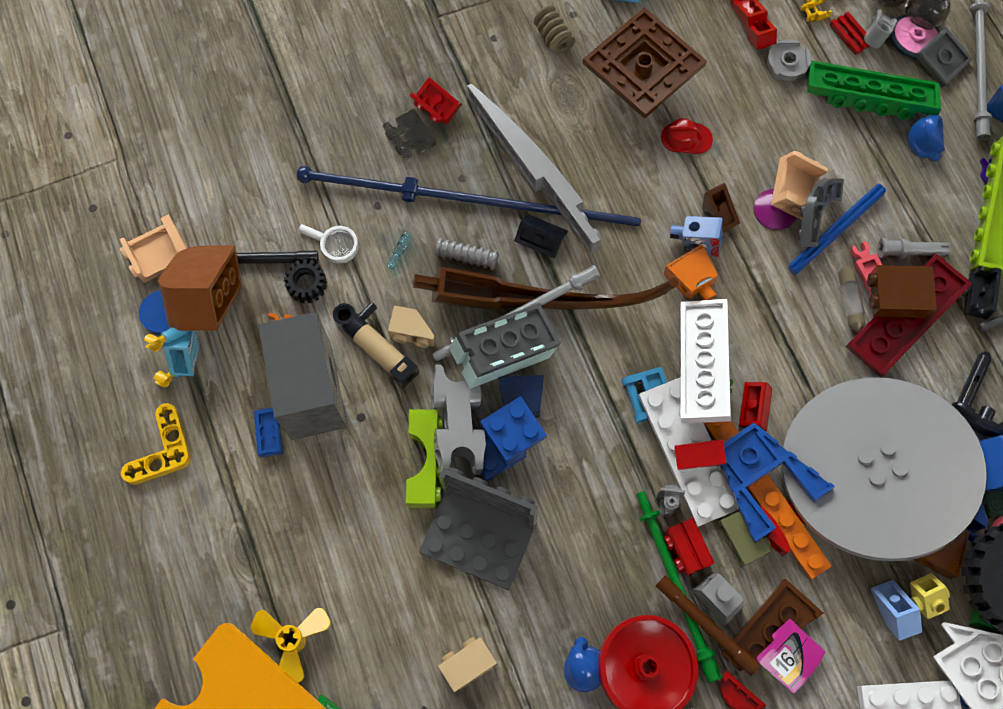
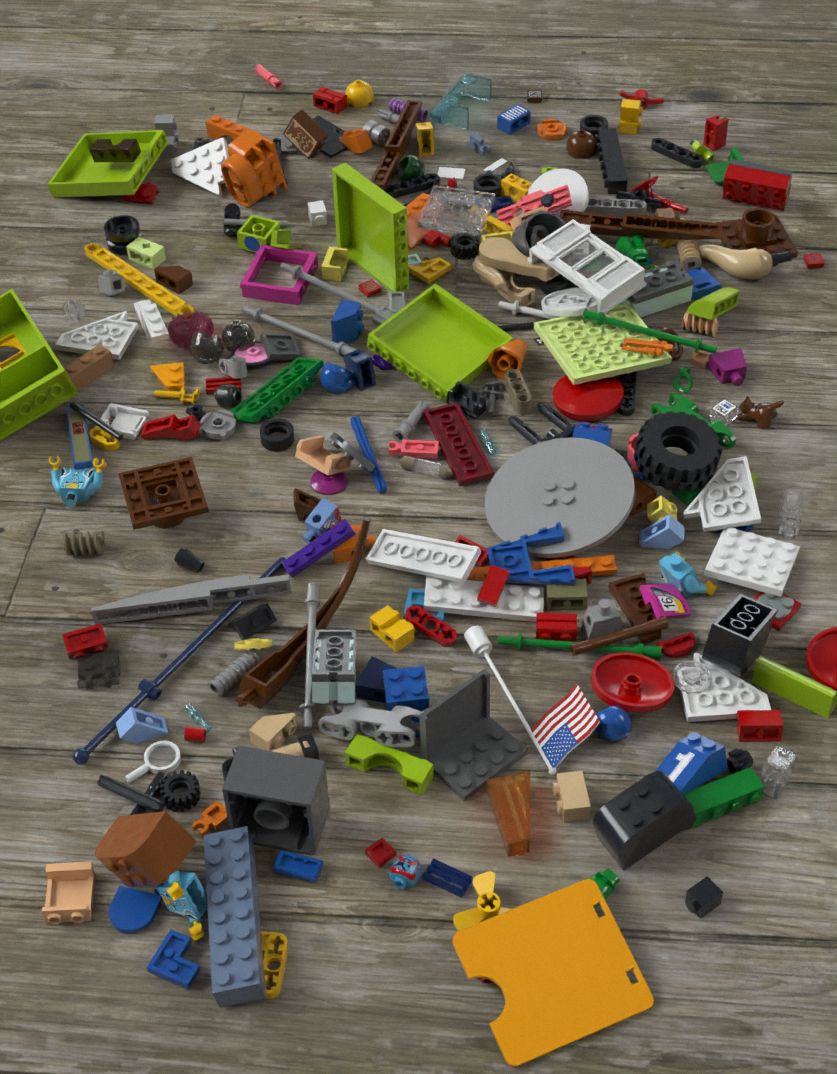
camera: 65 degrees left, 25 degrees down
(119, 372) = (169, 961): none -> blue plate
(179, 404) = (233, 917): none -> sand blue brick
(278, 241) = (131, 794): none -> black axle
(303, 536) = (406, 871): none -> dark azure head
(307, 580) = (448, 874): none -> clear blue tile
(319, 501) = (380, 852): none -> red tile
(361, 207) = (140, 726): none -> light blue slope
(377, 258) = (195, 734): none -> red hinge
(423, 608) = (511, 808): none -> clear orange slope
(506, 251) = (256, 643): none -> light yellow wheel
(550, 614) = (560, 727): none -> flag
(586, 134) = (188, 560): none -> black cone
(598, 376) = (392, 629): none -> yellow brick
(617, 395) = (446, 629): none -> red beam
(663, 249) = (318, 548): none -> dark purple plate
(669, 499) = (515, 619): light grey hinge -> none
(686, 137) = (233, 506): red piece -> none
(792, 34) = (196, 411): none -> black plate
(810, 109) = (277, 444): none -> black tyre
(834, 46) = (228, 395): none -> pearl dark grey head
(838, 658) = (683, 576): none -> medium azure torso
(902, 291) = (441, 434): reddish brown brick -> none
(934, 344) = (487, 441): none -> clear light blue piece
(963, 146) = (362, 369): none -> dark blue torso

